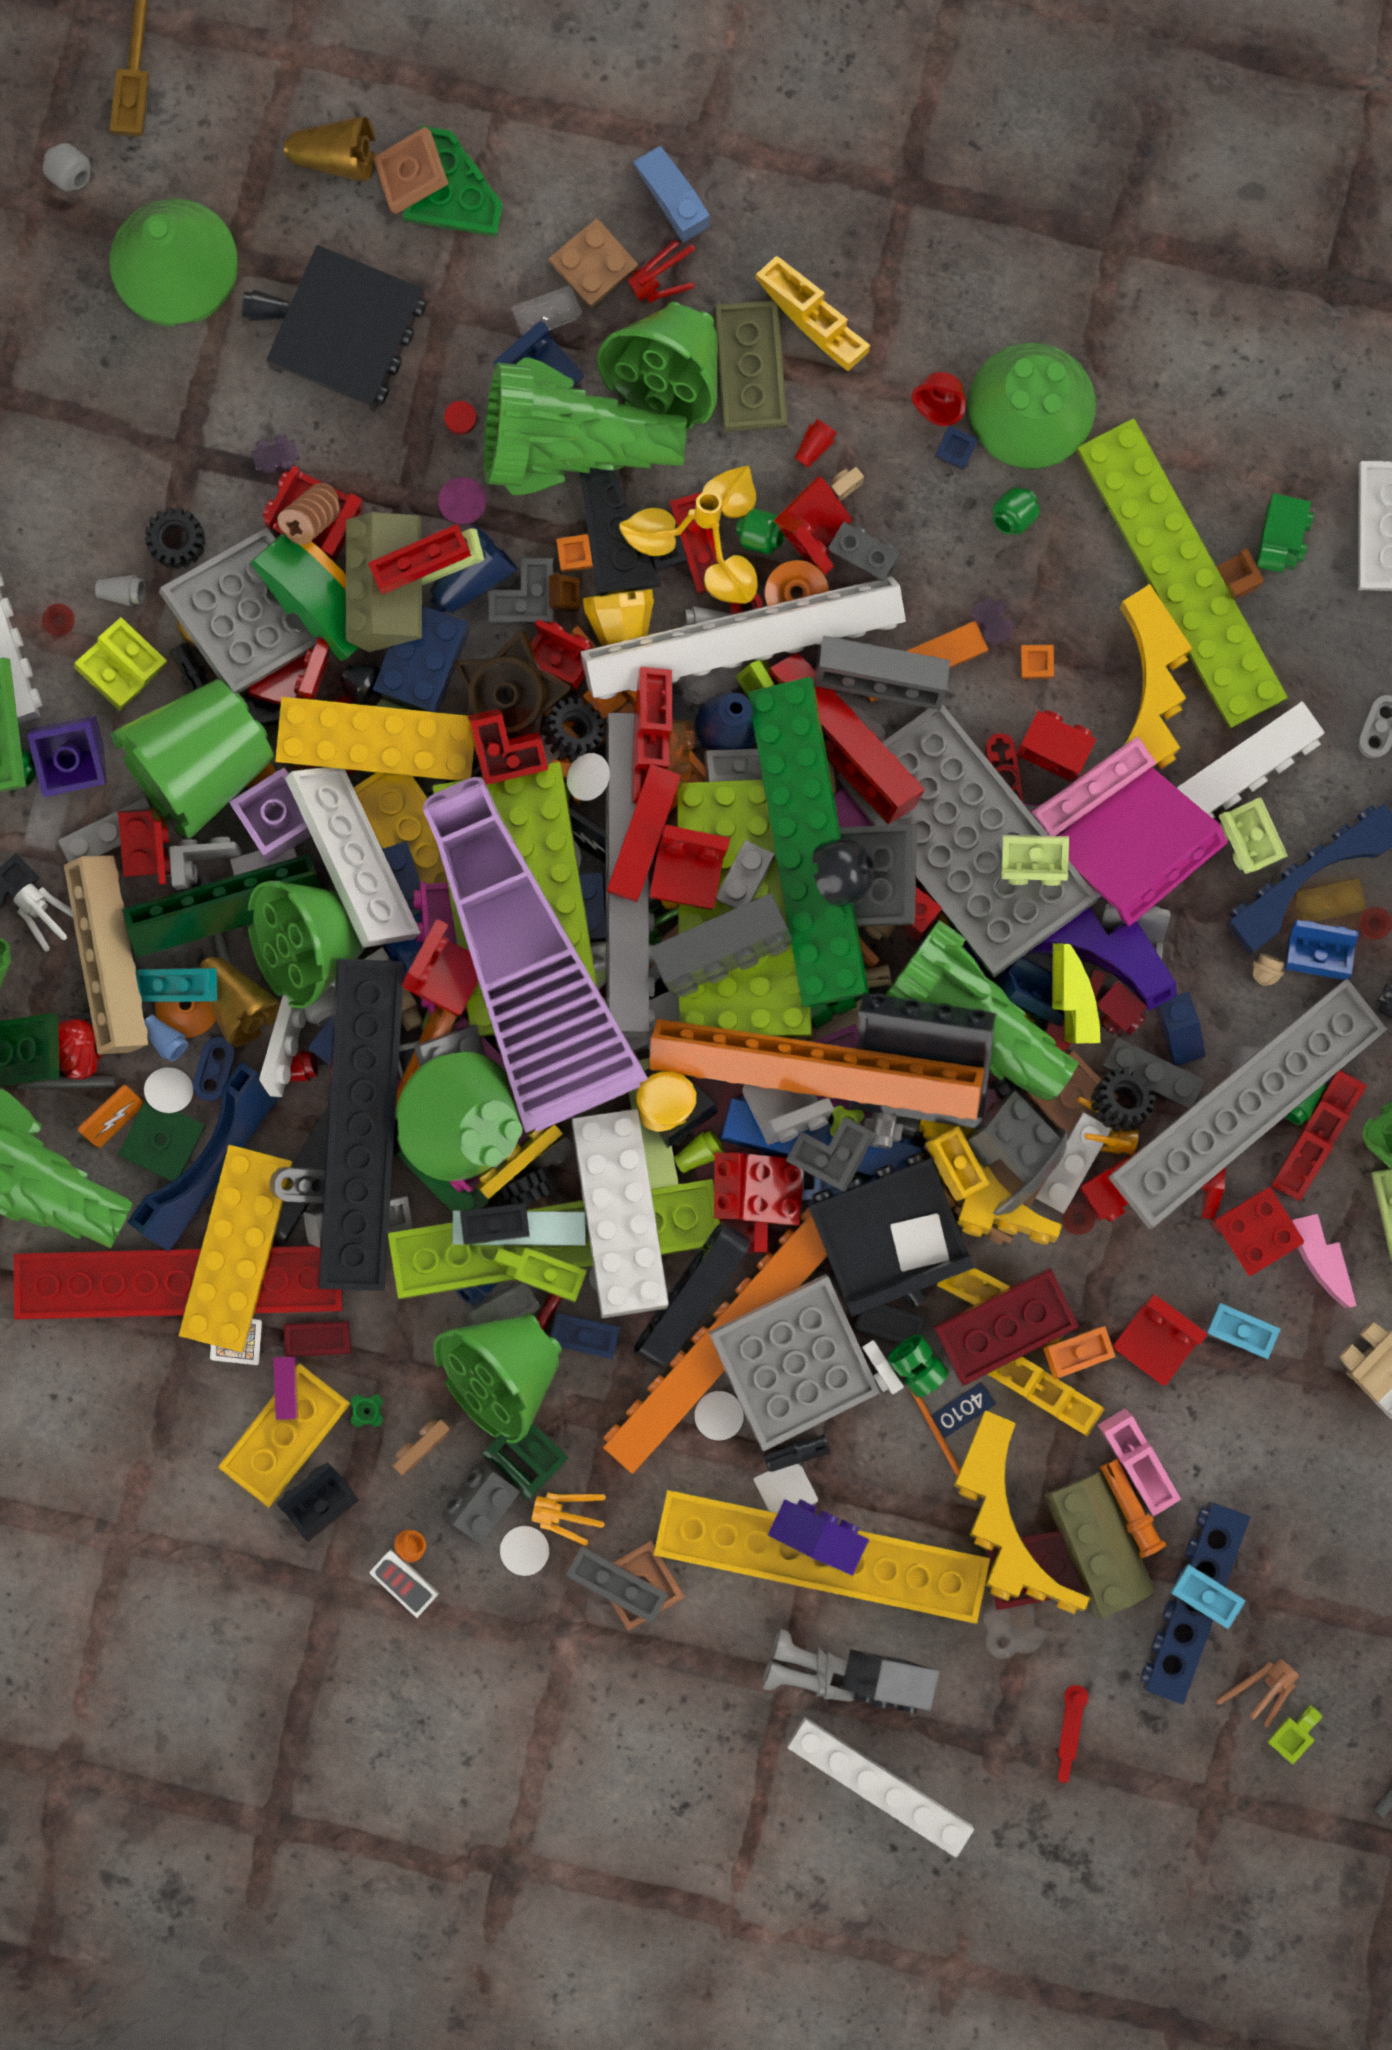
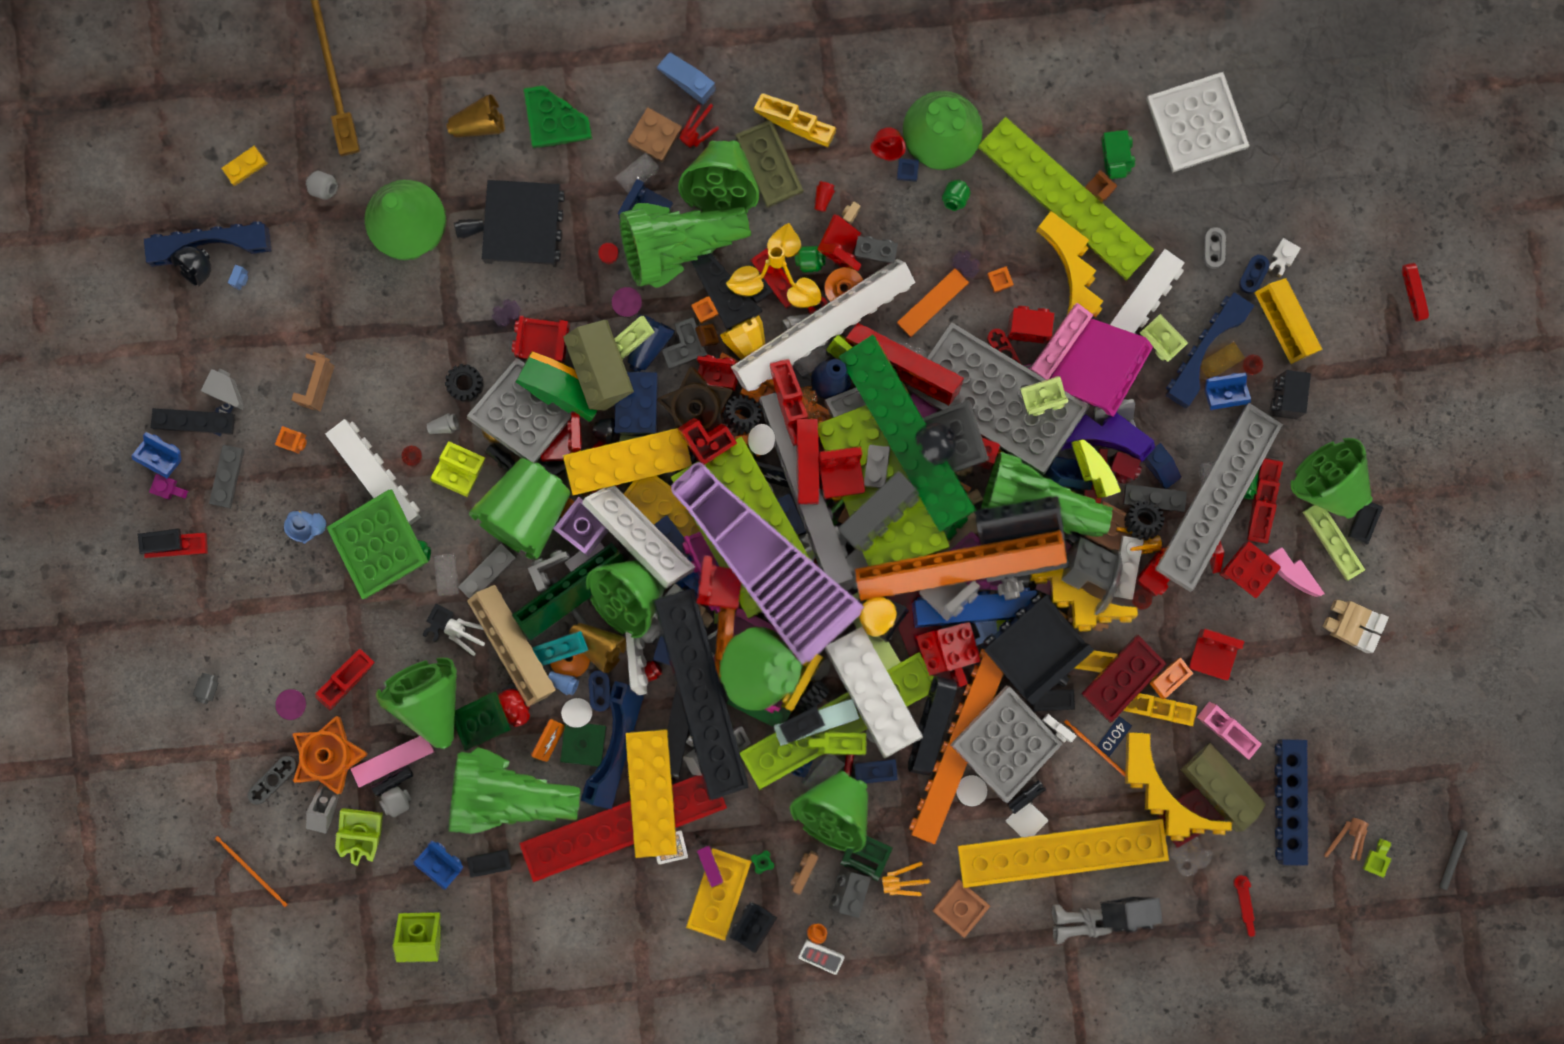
camera: 20 degrees left, 0 degrees up
(68, 756) = (446, 534): dark purple slope -> none
(93, 1081) = (530, 723): dark grey bar -> none
(142, 843) = (510, 572): red bracket -> none
(299, 1184) = (676, 742): dark grey plate -> none
(309, 514) = (540, 340): nougat piece -> none
(317, 1339) = (717, 829): dark red tile -> none
(410, 170) = (527, 117): nougat tile -> none
(419, 559) = (616, 345): red plate -> none
(459, 1040) = (738, 626): dark grey plate -> none
(524, 1550) = (885, 912): white sticker -> none
(617, 1584) = (948, 913): dark grey plate -> none
(699, 1151) = (905, 638): lime cone -> none
(819, 1535) = (1058, 843): dark purple brick -> none
(835, 1162) = (989, 618): dark grey plate -> none
(839, 1113) = (984, 596): lime plate -> none
(880, 1787) = (1146, 977): white brick -> none
(881, 672) = (912, 317): dark grey brick -> none
(919, 1242) = (1055, 646): white sticker -> none
(921, 1369) = (1080, 720): green wheel -> none
(957, 1163) = (1062, 592): yellow slope -> none
(1138, 1522) = (1241, 766): orange pin -> none
(1207, 1596) = (1300, 796): medium azure plate -> none
(1243, 1331) = (1262, 631): medium azure plate -> none
(1267, 969) = (1200, 413): tan plate -> none

